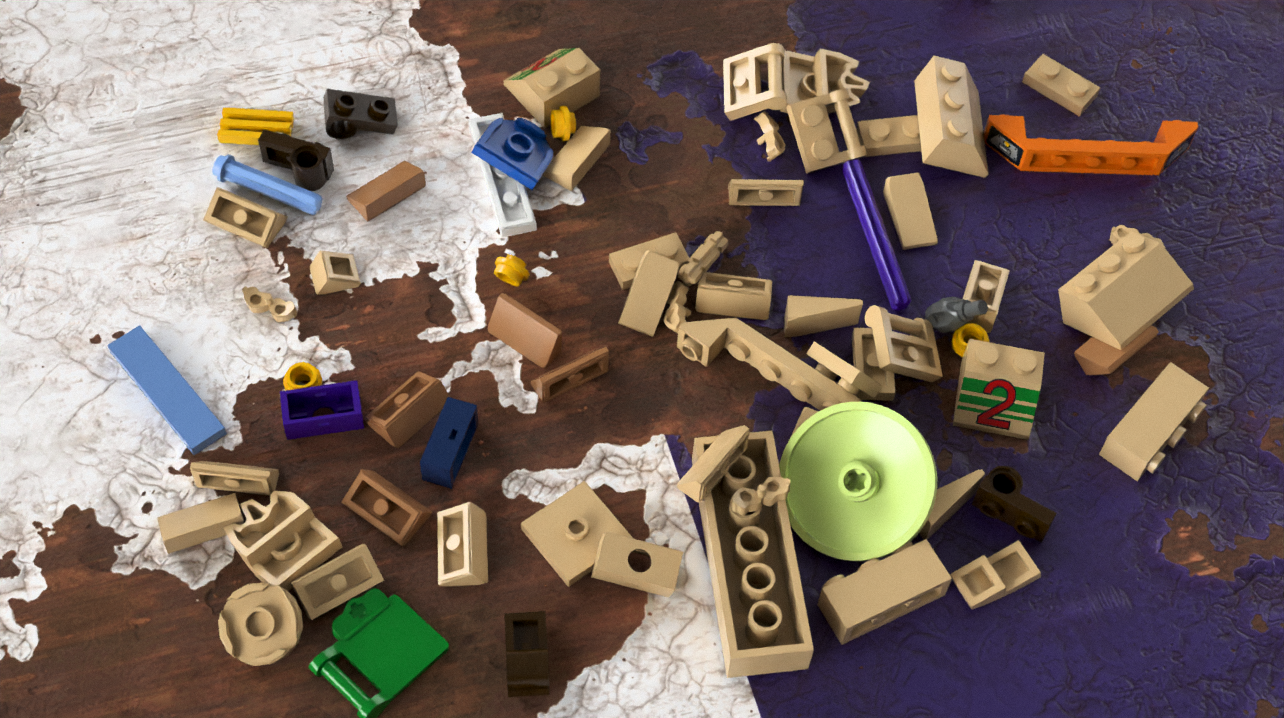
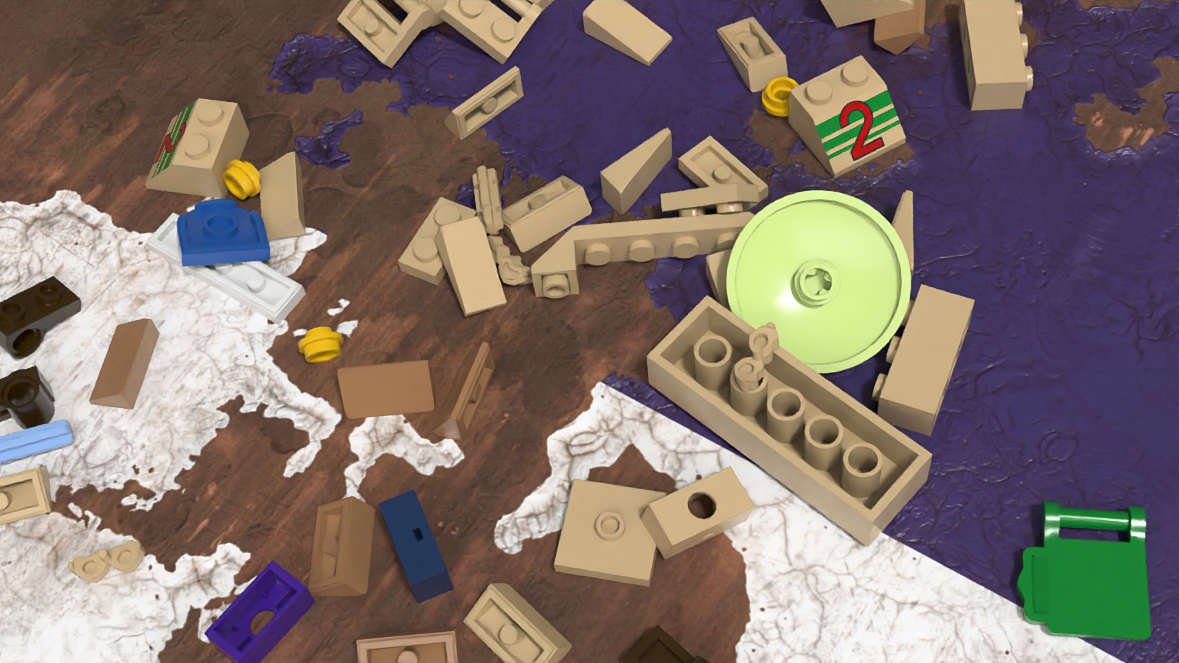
camera: 30 degrees left, 0 degrees up
(302, 372) = (205, 597): yellow plate -> none
(334, 272) = (144, 481): tan slope -> none
(714, 463) = (688, 361): tan slope -> none
(773, 139) = (448, 54): tan piece -> none
(876, 235) = (616, 69): dark purple axle -> none
(900, 353) = (743, 143): tan plate -> none
(953, 313) = (750, 82): dark grey piece -> none
(995, 576) = (996, 271): tan slope -> none
(1014, 509) = (954, 203): dark brown plate -> none

